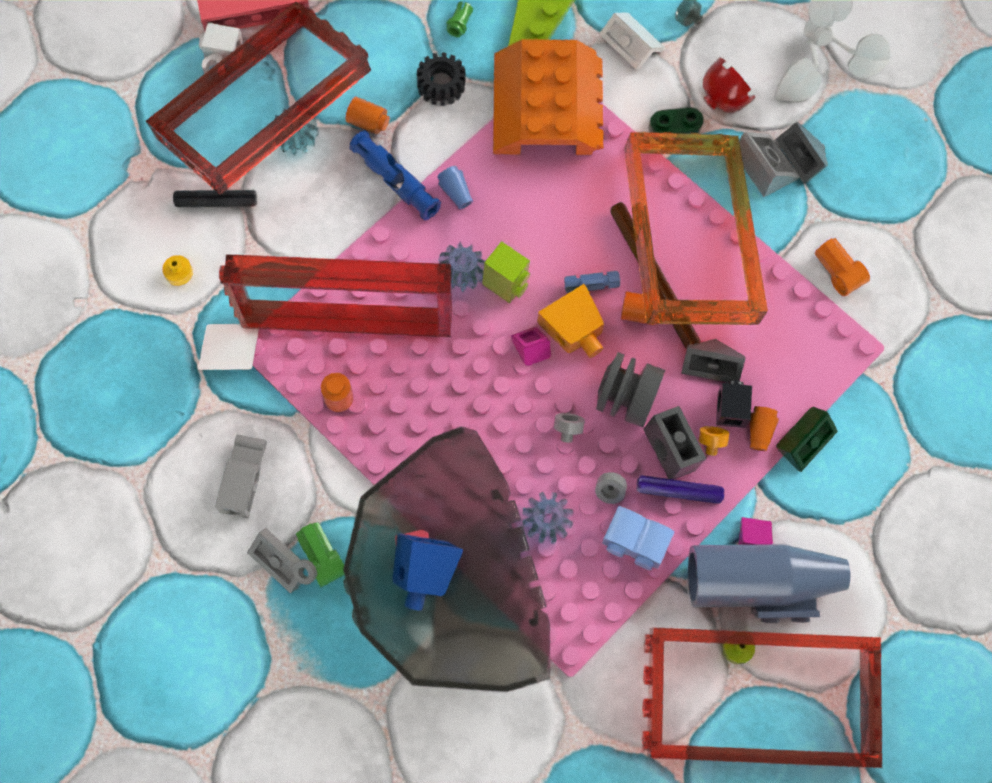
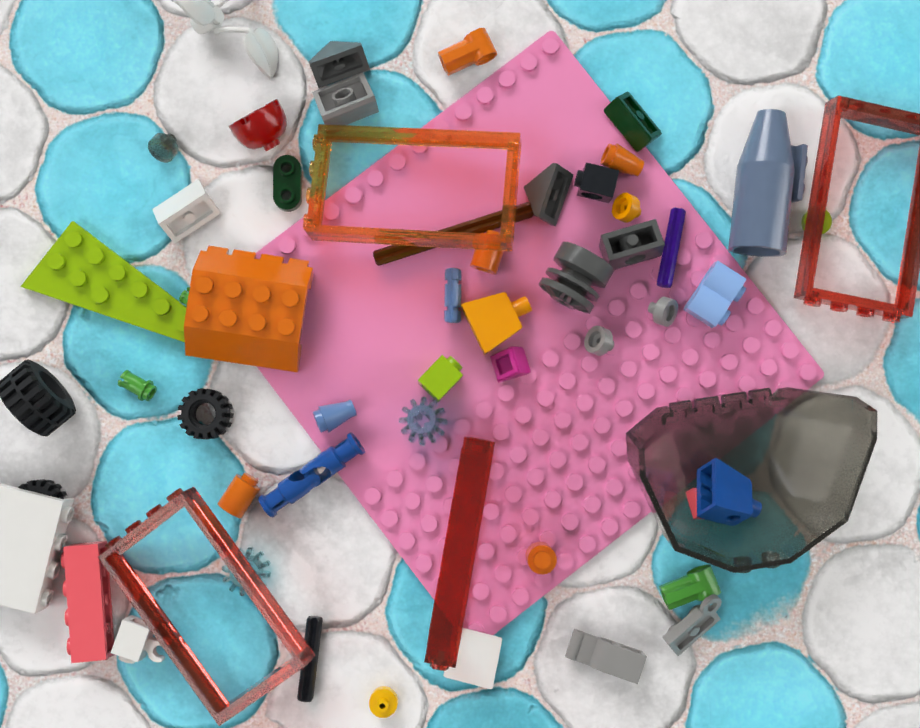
camera: 80 degrees left, 15 degrees up
(536, 517) = (697, 372): clear light blue gear -> none
(755, 531) = (717, 186): dark pink slope -> none

